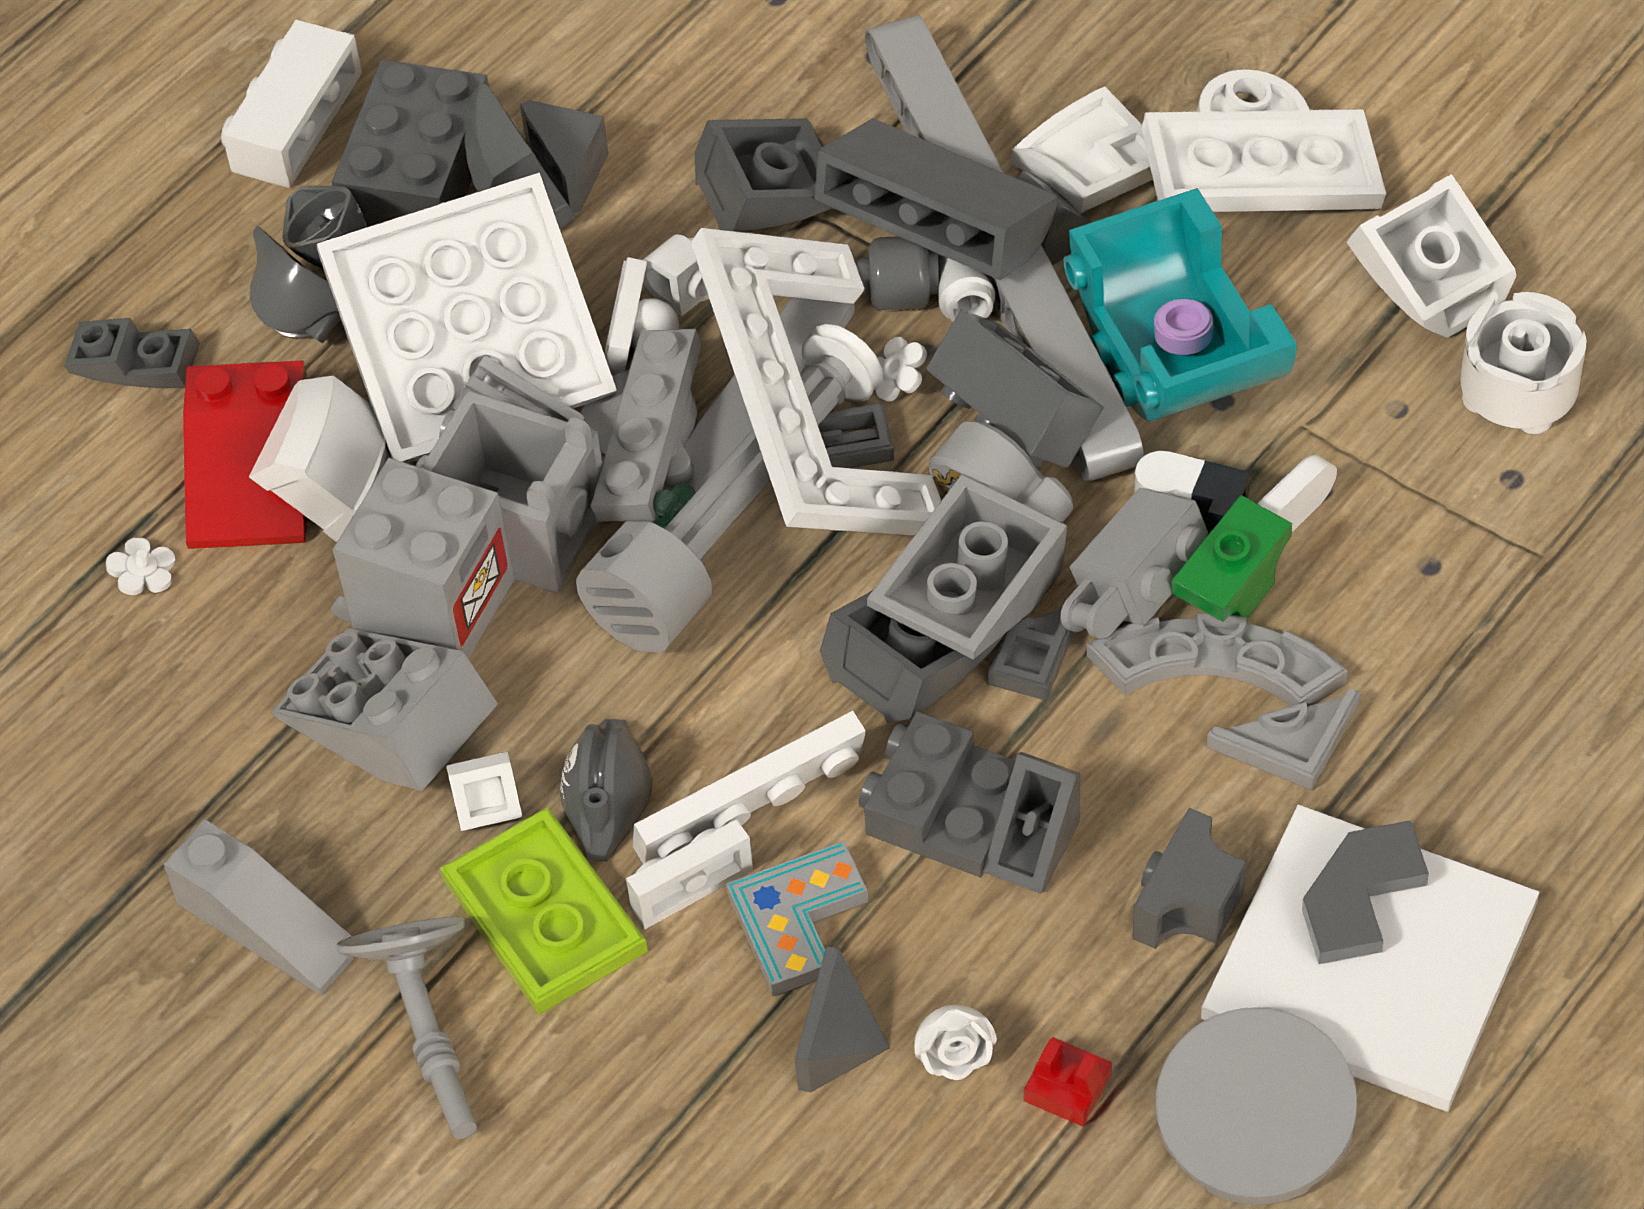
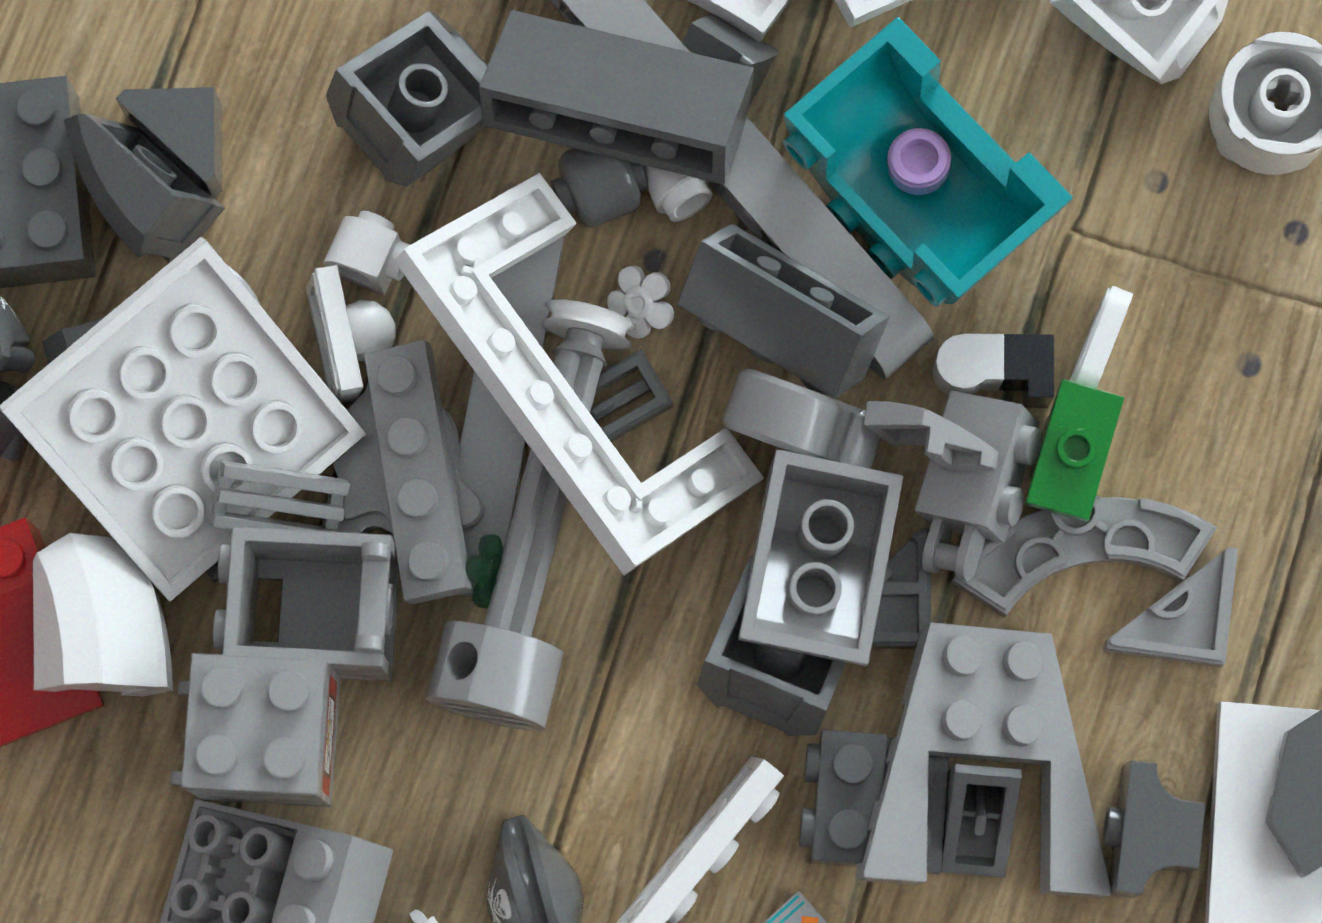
camera: 25 degrees left, 25 degrees up
(1077, 725) = (989, 700): none -> light grey wing
(1097, 497) = (943, 440): none -> light grey slope

